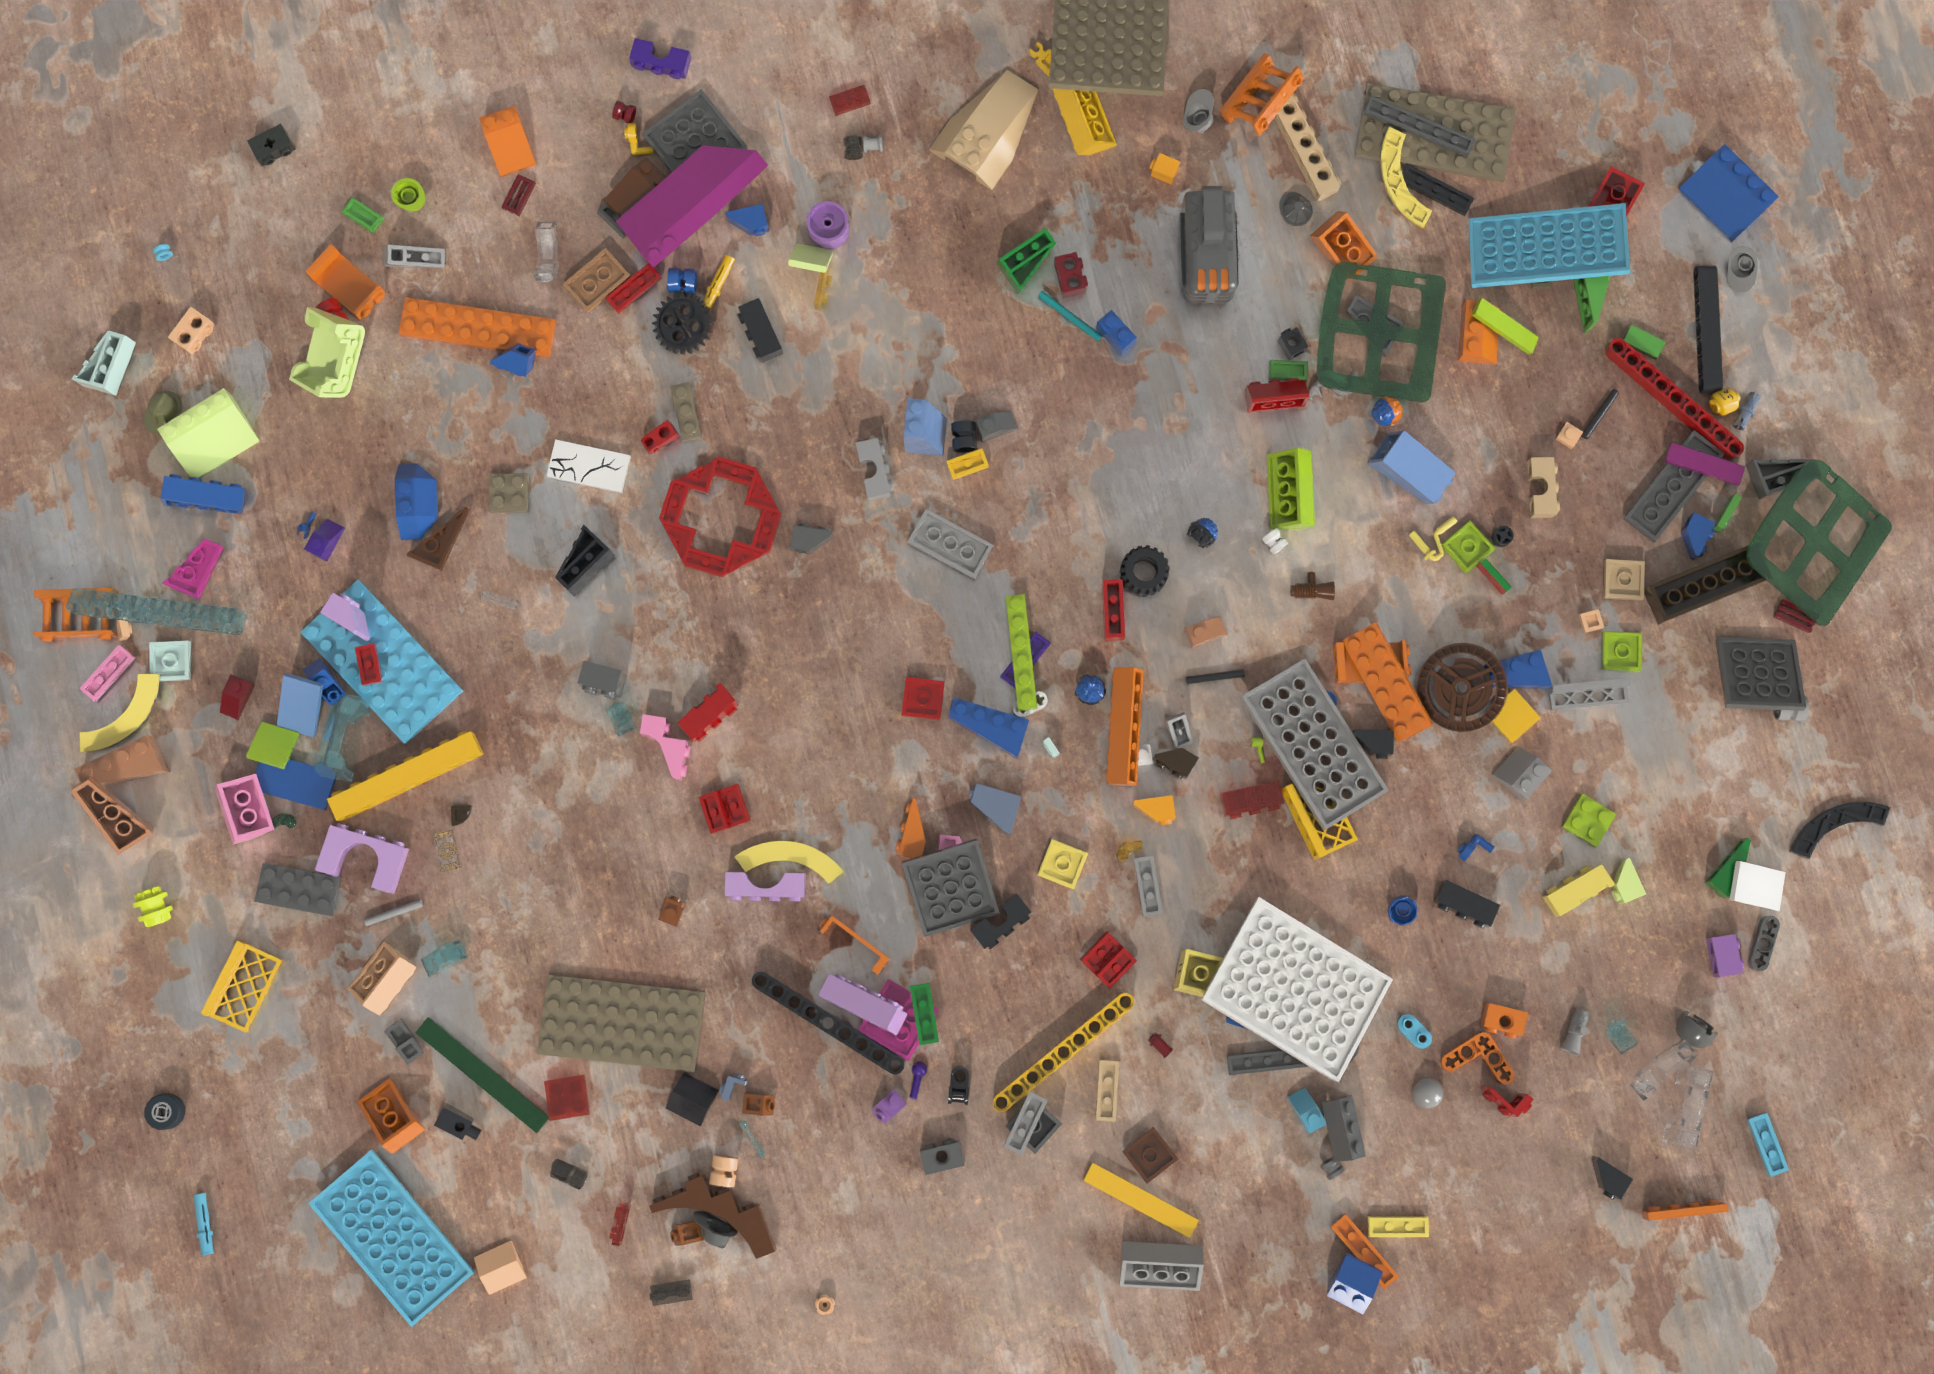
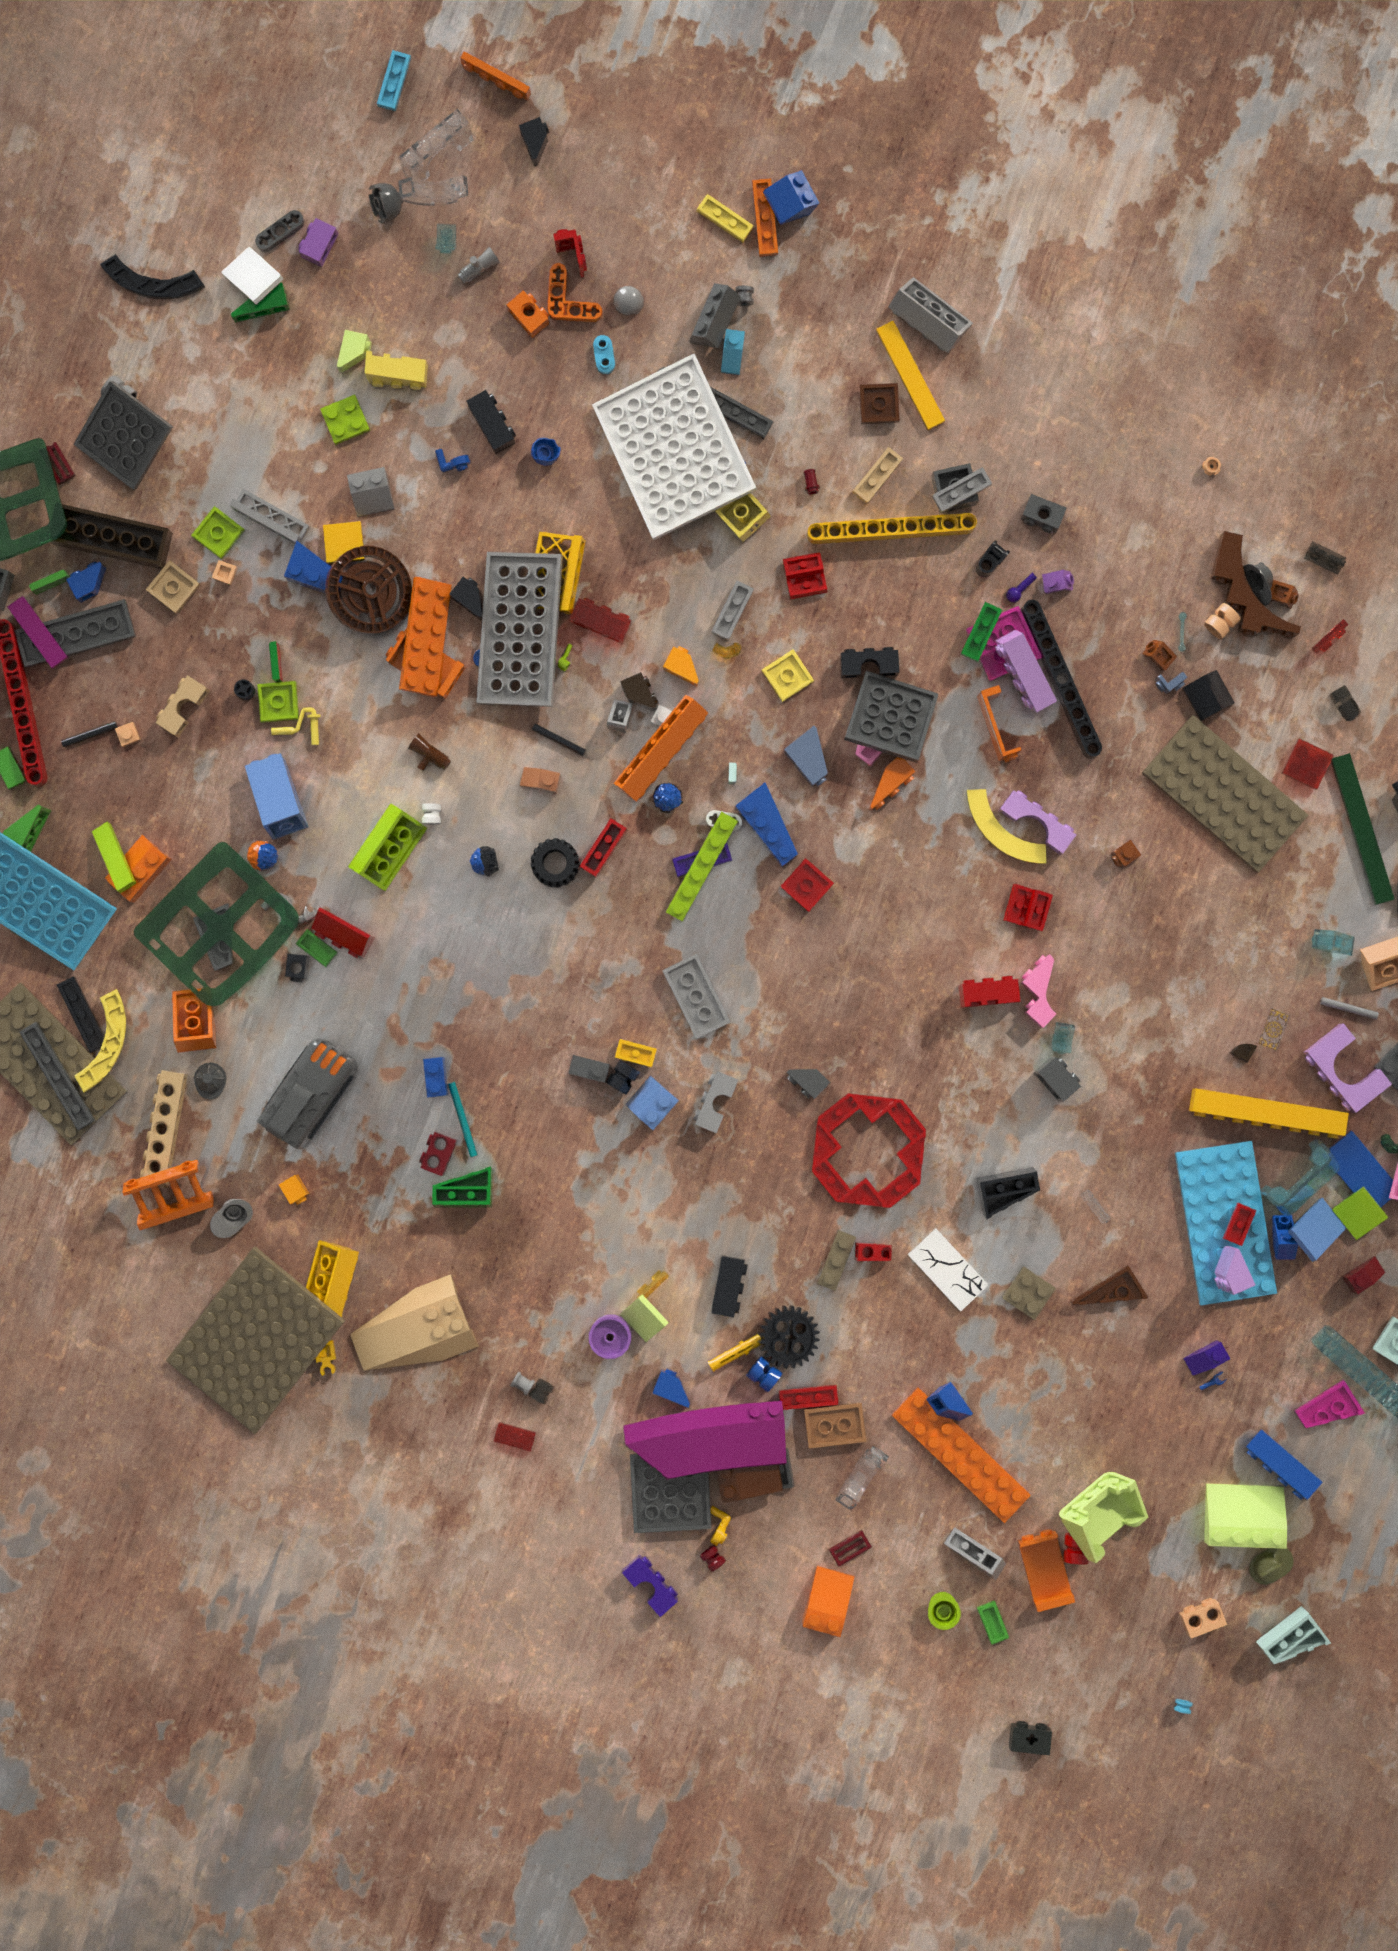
camera: 140 degrees left, 5 degrees up
(415, 501) = (1110, 1340): blue wedge -> none

